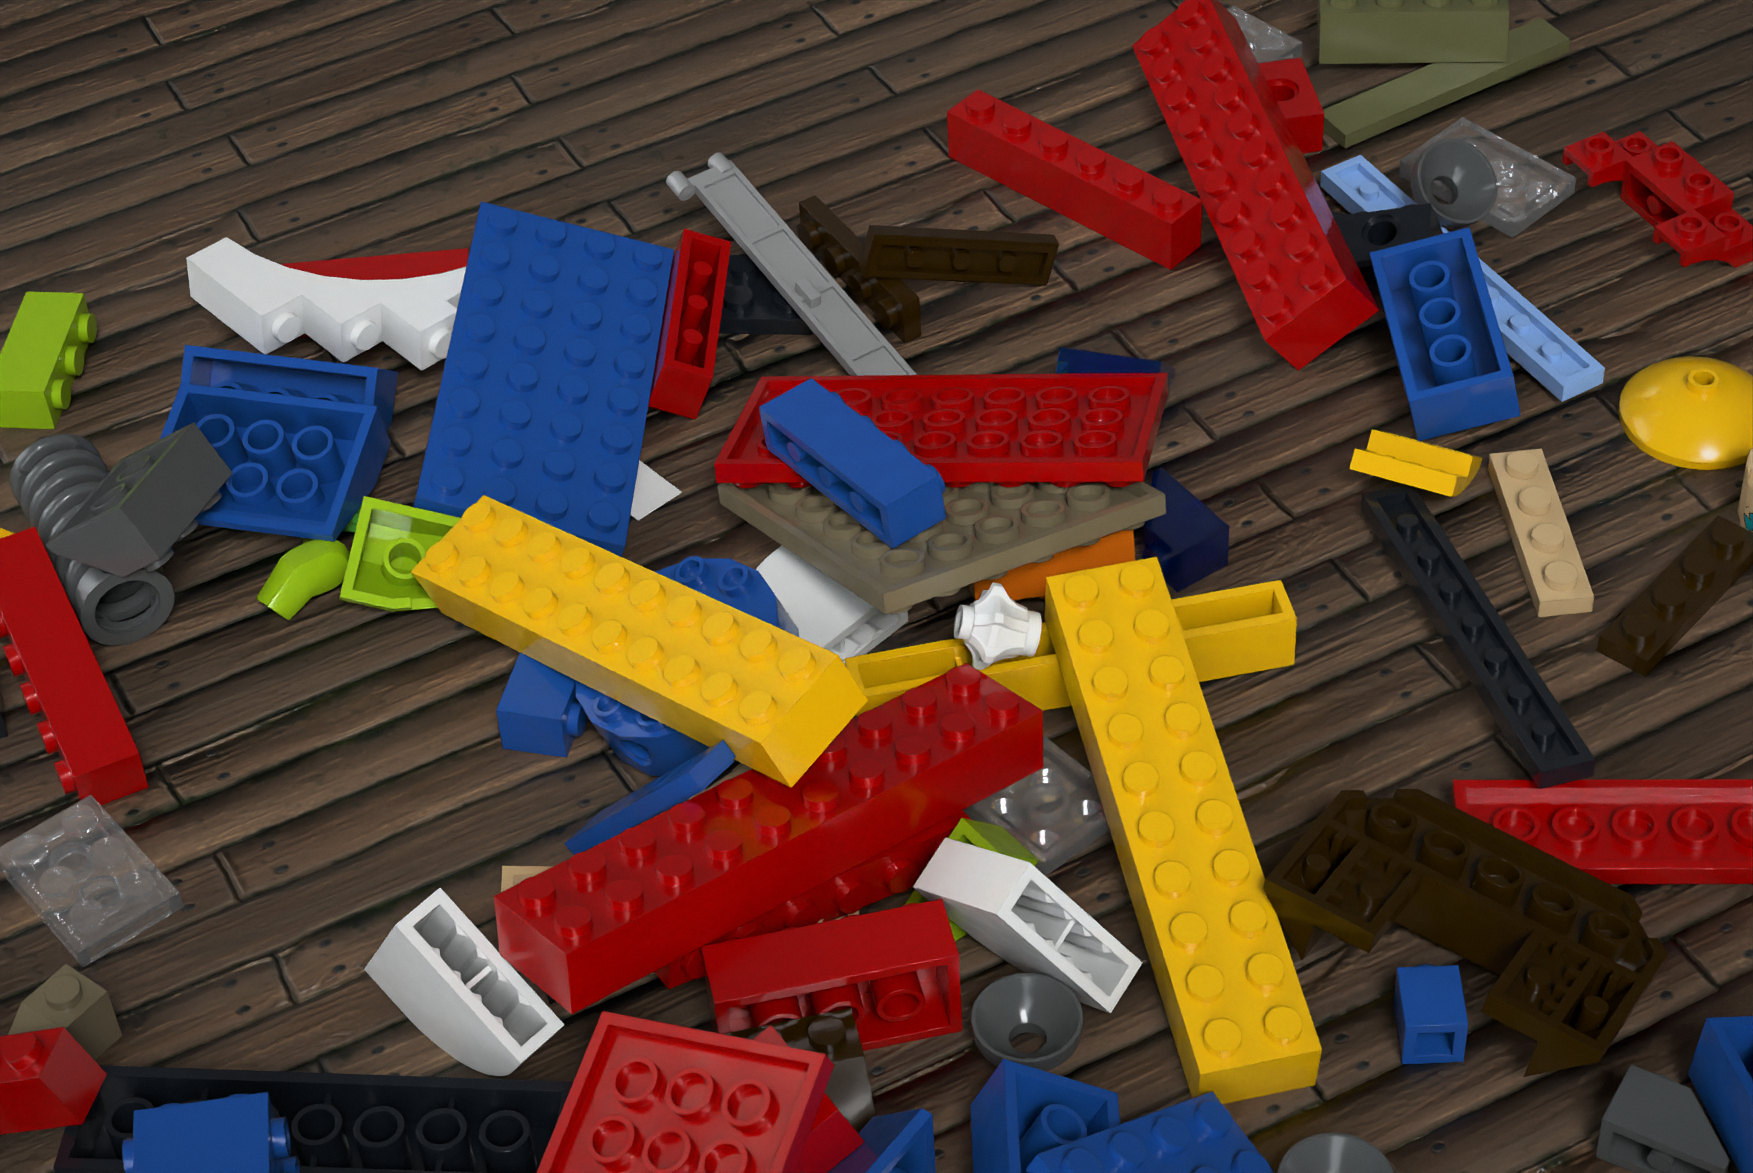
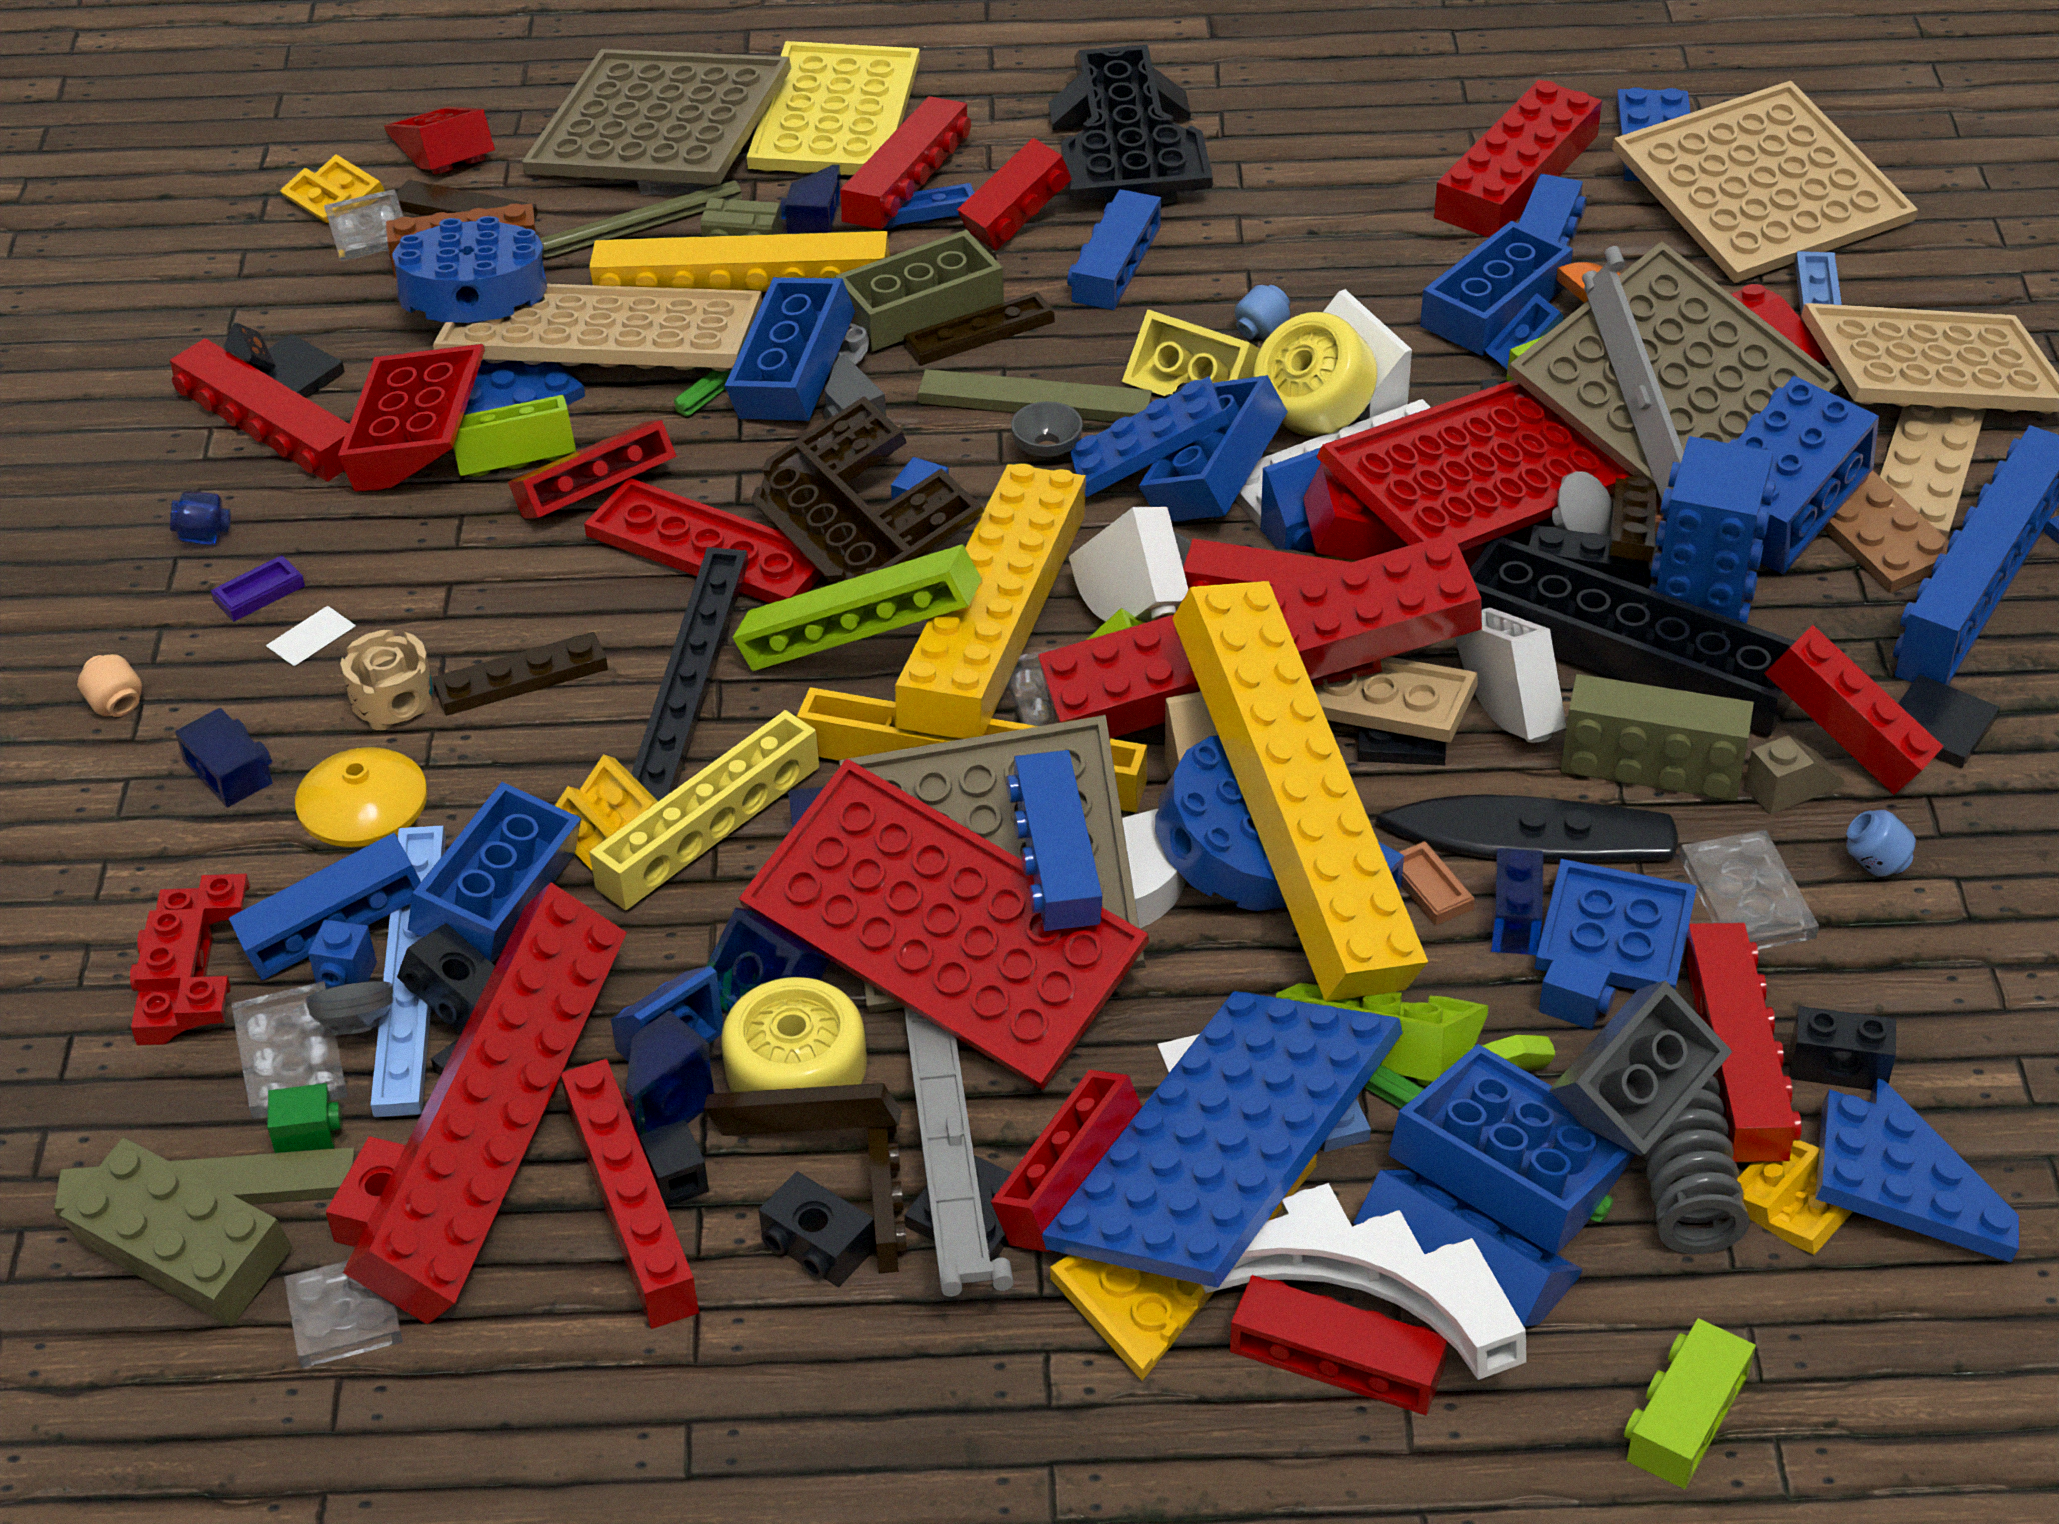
camera: 155 degrees left, 0 degrees up
(230, 765) = (1619, 921): none -> blue plate
(237, 978) = (1656, 737): none -> olive brick
(253, 671) = (1576, 989): none -> blue brick
(352, 736) = (1517, 901): none -> clear blue brick
(366, 862) = (1556, 826): none -> black piece
(468, 752) = (1434, 885): none -> nougat tile
(654, 797) = (1341, 713): blue tile -> none
(885, 202) = (817, 1229): none -> black brick
(997, 627) = (1024, 712): white rock -> none
(1013, 309) = (793, 1037): none -> light yellow wheel
(1054, 209) = (675, 1162): none -> black brick
(1108, 241) = (667, 1074): none -> clear blue slope
(1158, 294) = (689, 996): none -> blue slope
(1307, 480) = (704, 810): none -> light yellow brick
(1307, 693) = (858, 608): none -> lime brick
(1406, 125) = (303, 1118): none -> green brick
(1521, 244) = (342, 954): none -> blue brick
(1540, 533) = (568, 743): tan plate -> none
(1578, 264) = (349, 891): none -> blue brick

